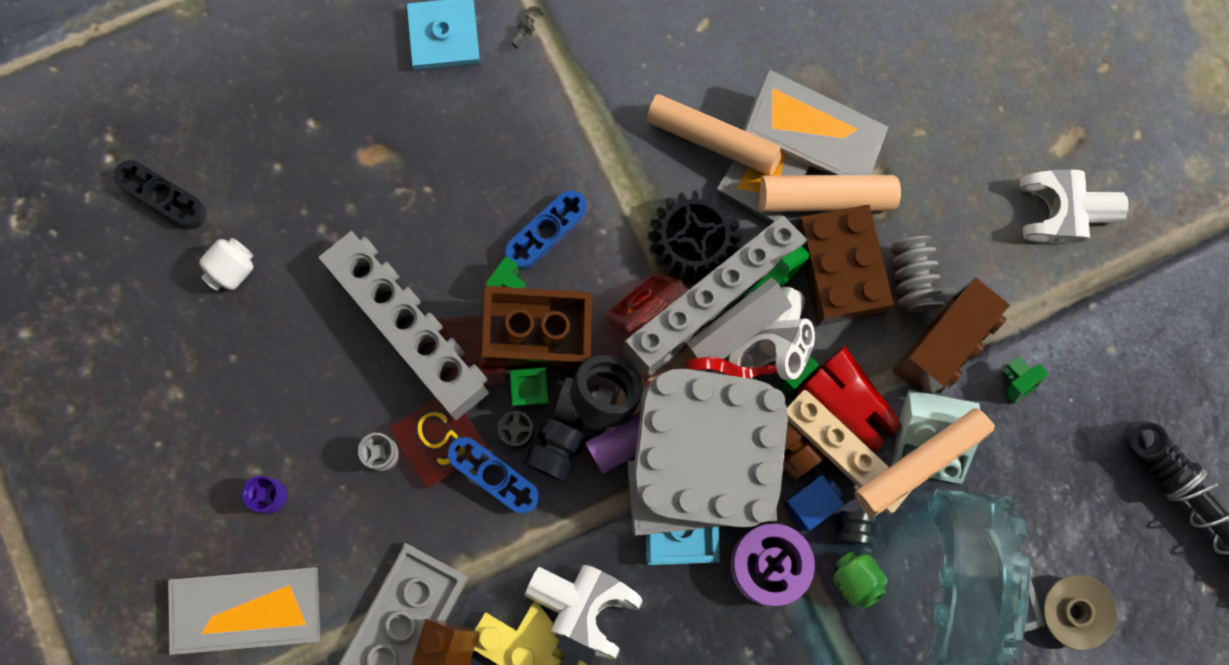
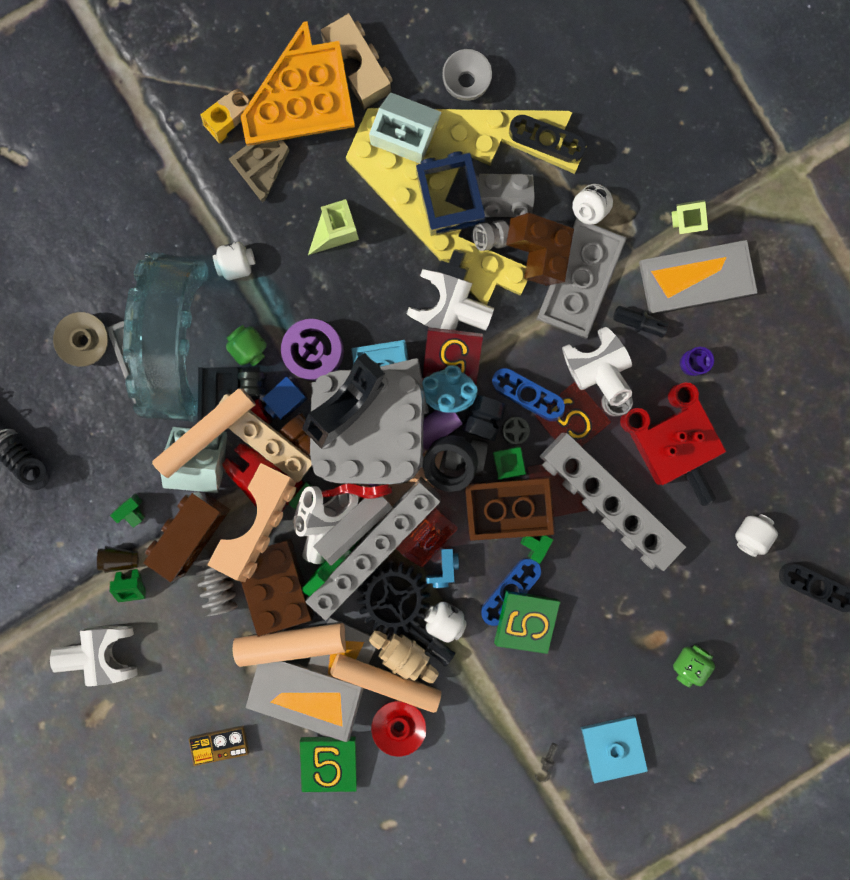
camera: 175 degrees right, 10 degrees up
(306, 391) = (678, 442): none -> red piece
(330, 557) = (640, 321): none -> black axle
(331, 116) = (694, 666): none -> bright green head
(391, 497) = (601, 367): none -> white connector
(531, 190) = (526, 622): none -> green tile
(587, 534) = (452, 348): none -> dark red tile
(596, 487) = (449, 390): none -> medium azure dish
(620, 271) = (449, 563): none -> dark azure bracket
(633, 200) = (445, 622): none -> white head
(652, 176) = (431, 644): none -> black axle
(688, 164) = (403, 656): none -> tan piece
(706, 69) = (398, 742): none -> red dish
(736, 475) = (347, 403): none -> black arch
(792, 50) = (328, 764): none -> green tile
(842, 378) = (238, 556): none -> light nougat arch
(847, 488) = (259, 410): none -> red tile
(906, 528) = (213, 385): none -> black plate
(923, 87) = (218, 745): none -> tile
(1027, 282) = (127, 589): none -> green tile
(1041, 321) = (116, 559): none -> dark brown cone

